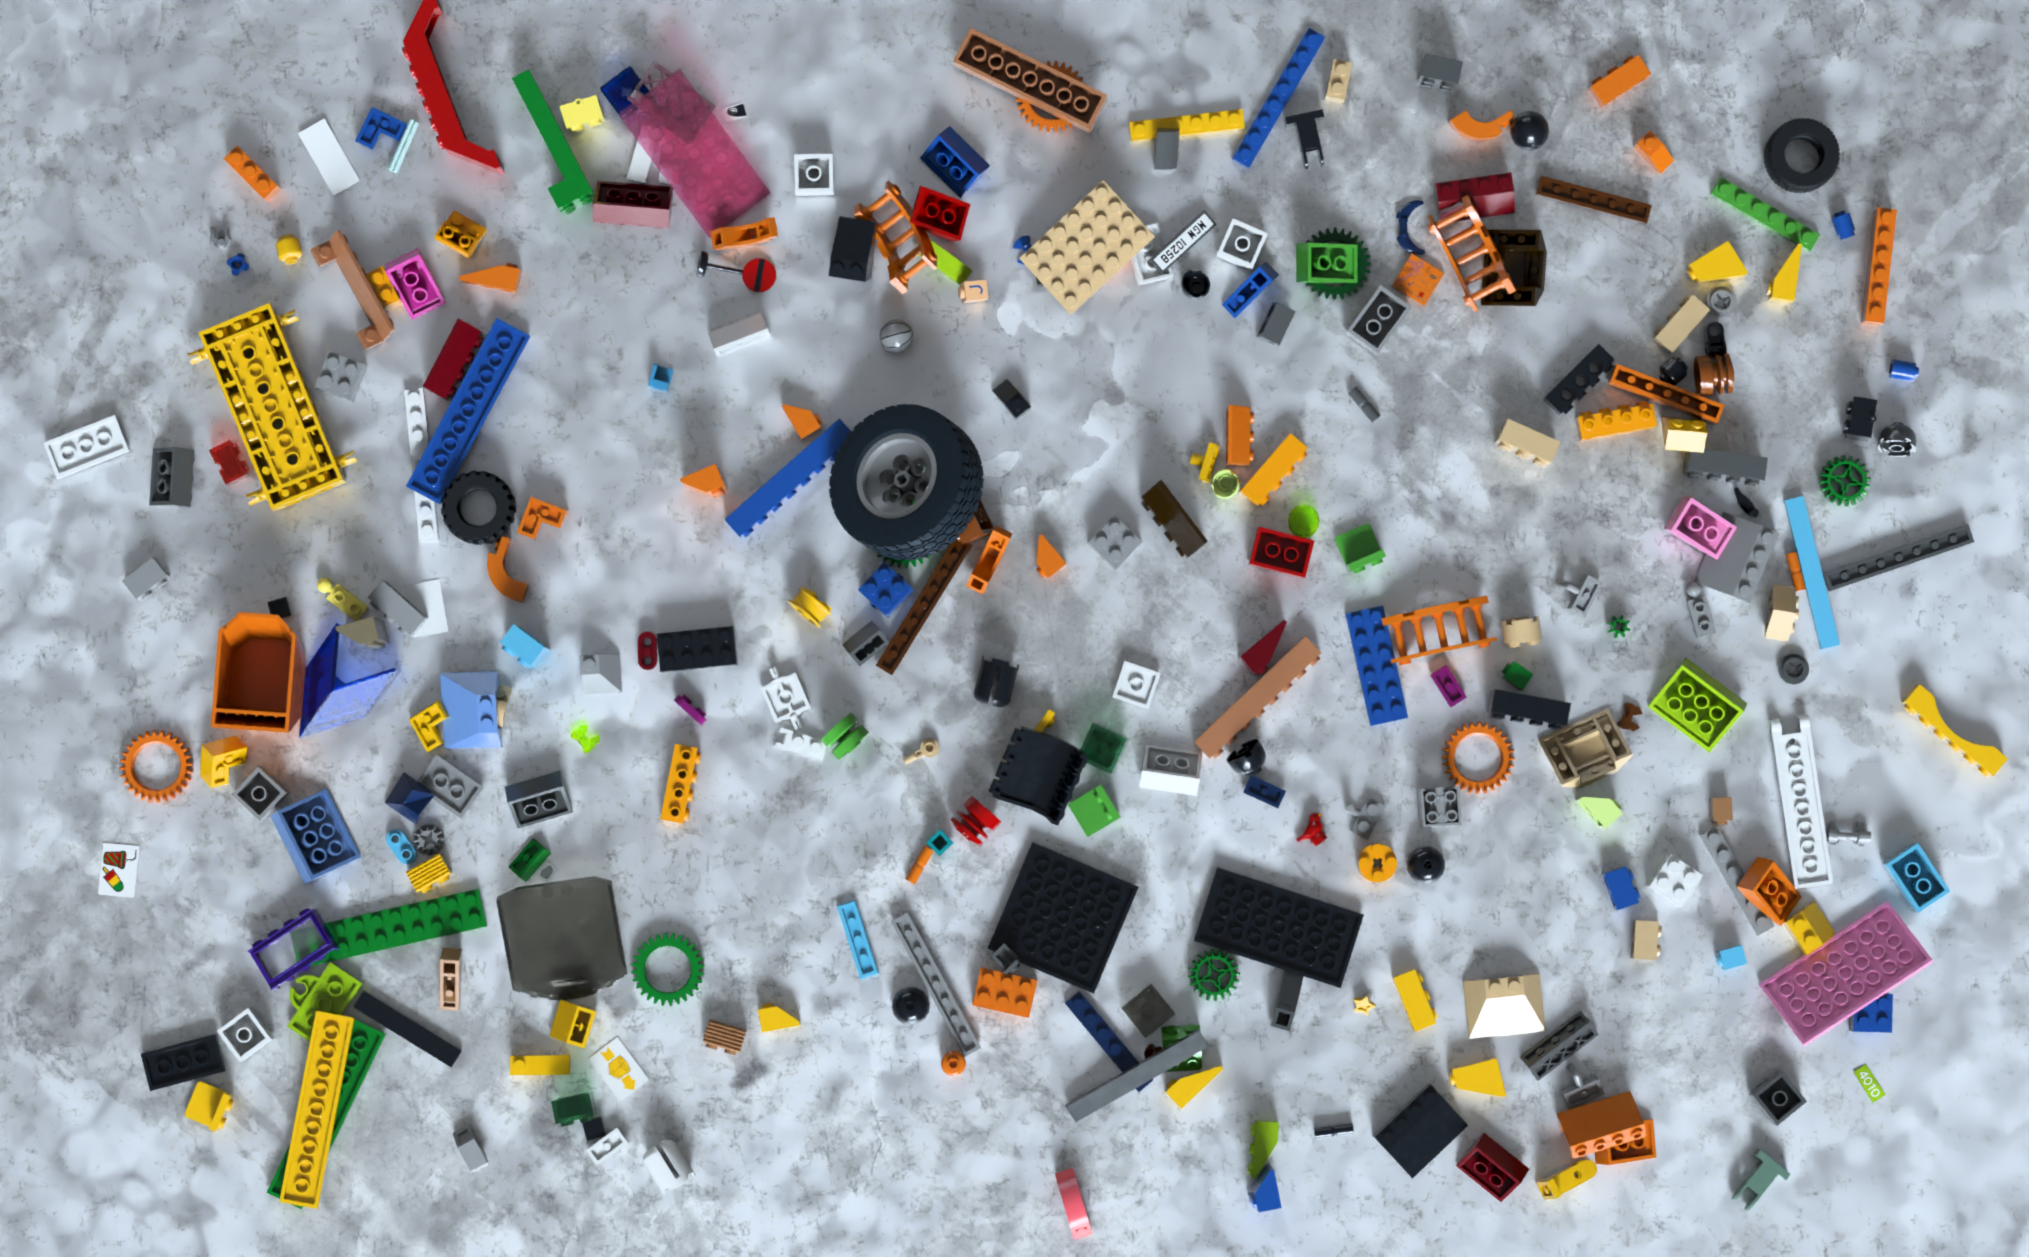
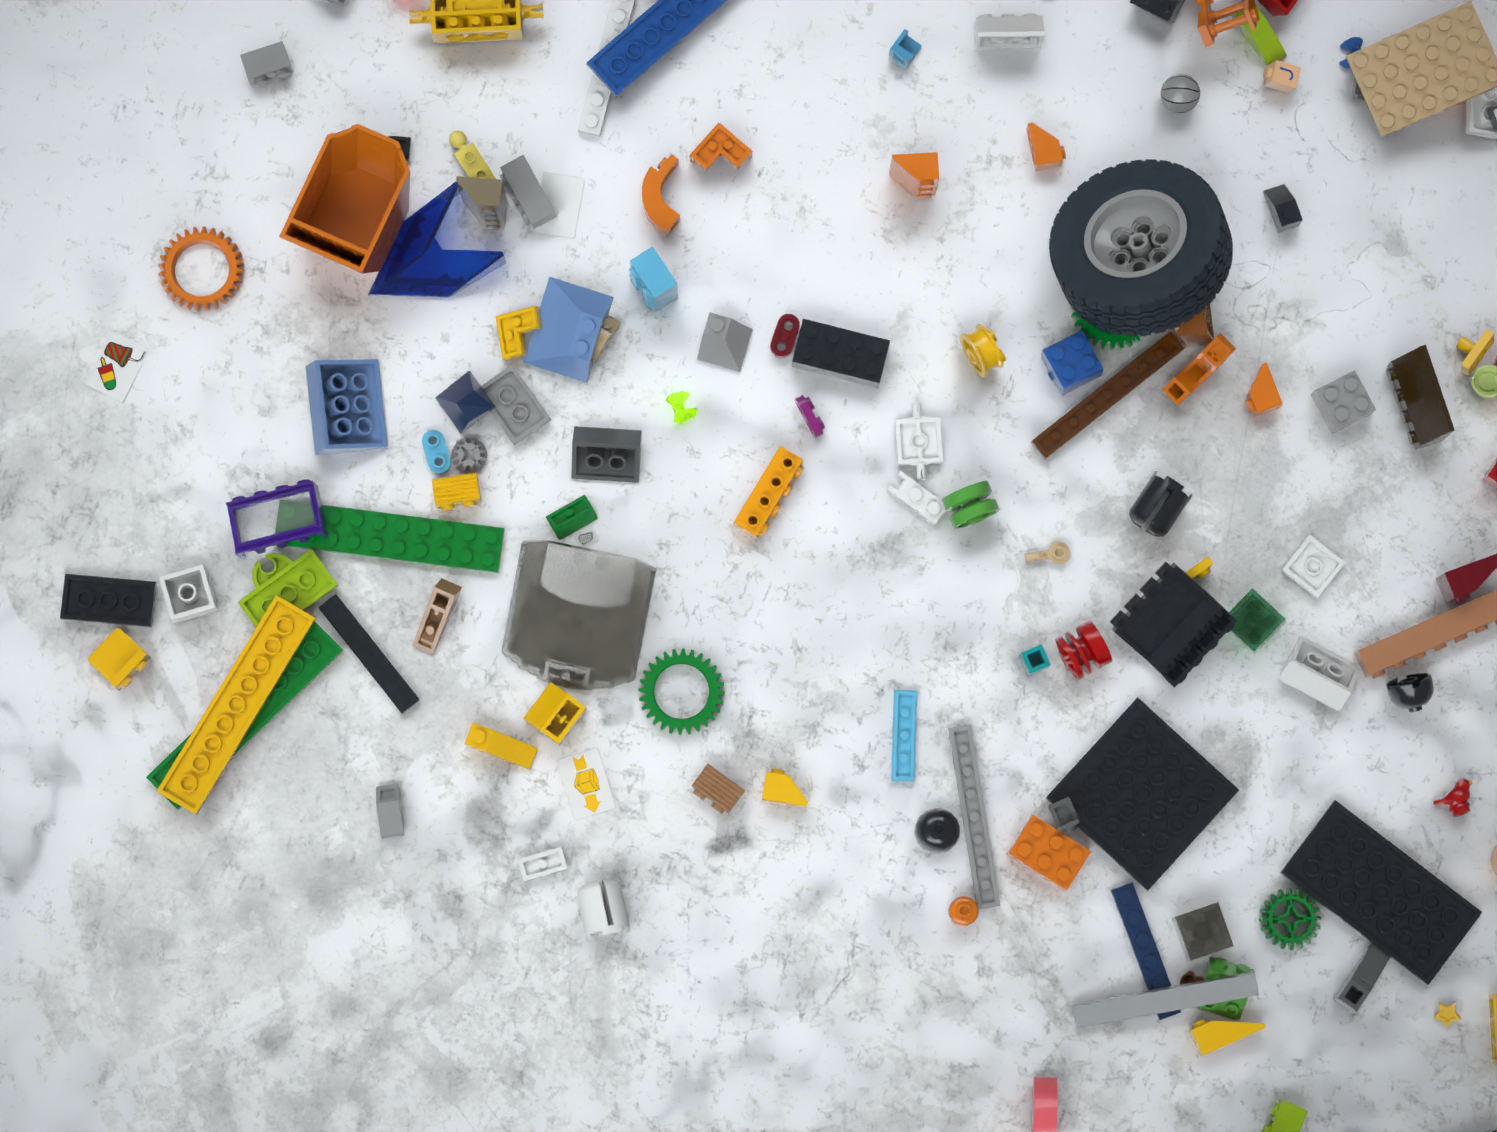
camera: 20 degrees right, 5 degrees down
(219, 757) = (272, 282): yellow panel -> none
(260, 793) = (304, 337): light grey brick -> none
(452, 507) = (649, 87): black tyre -> none
(573, 1108) = (522, 806): clear green brick -> none
(594, 1129) = (534, 839): black tile -> none
(787, 480) = (1004, 207): blue brick -> none
(865, 643) = (1028, 413): dark grey brick -> none
(918, 866) = (1000, 679): orange piece -> none
(1094, 810) = (1219, 687): bright green bracket -> none
(1264, 791) = (1416, 735): dark blue plate -> none

